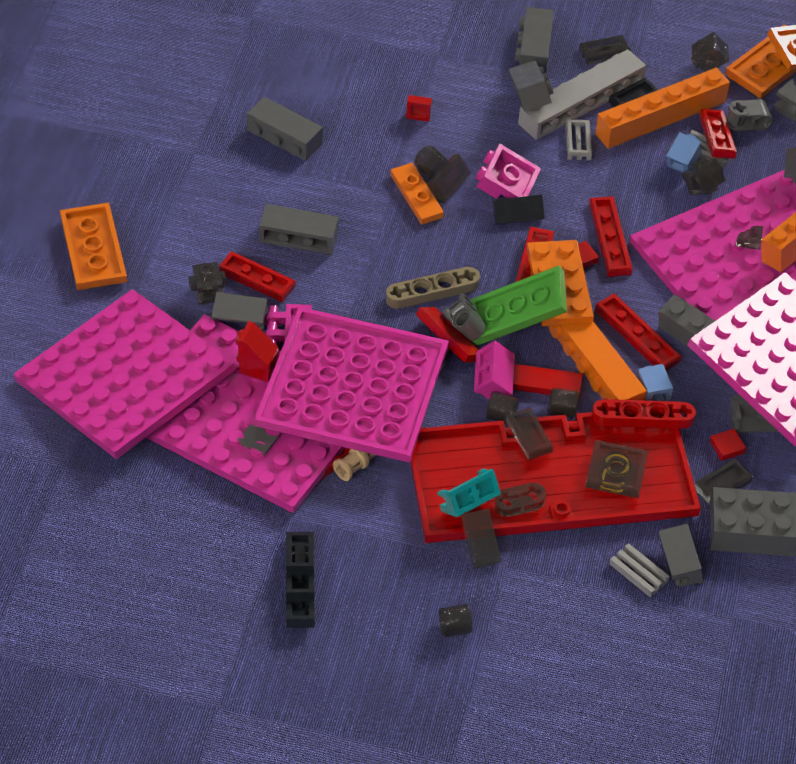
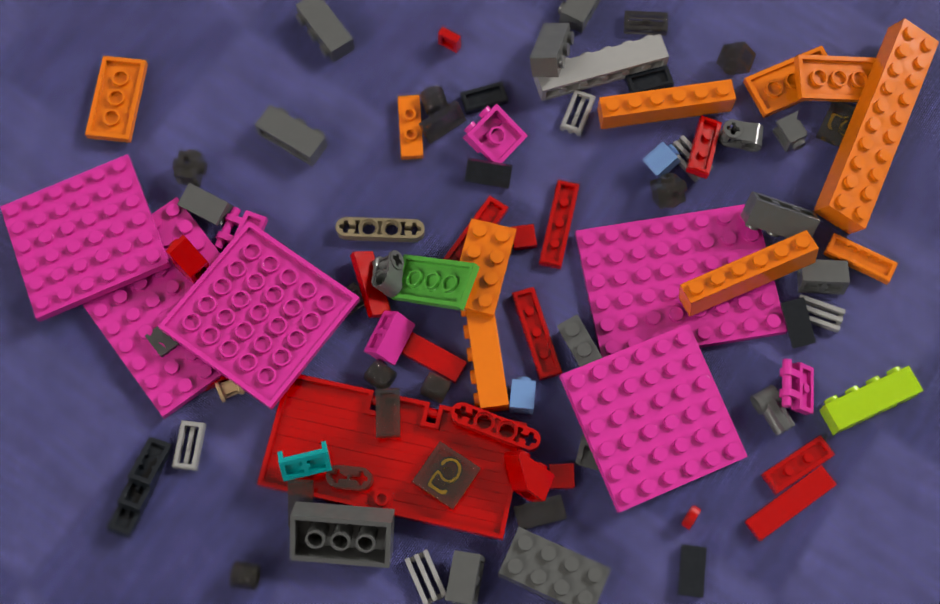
camera: 25 degrees right, 20 degrees up
(257, 276) = (238, 170): red tile -> none
(336, 547) = (198, 447): none -> light grey tile
(476, 150) = (479, 98): none -> black tile
(540, 547) = (341, 534): none -> dark grey brick
(697, 444) = (527, 476): none -> red slope
(750, 238) = (679, 270): clear smoke tile -> none

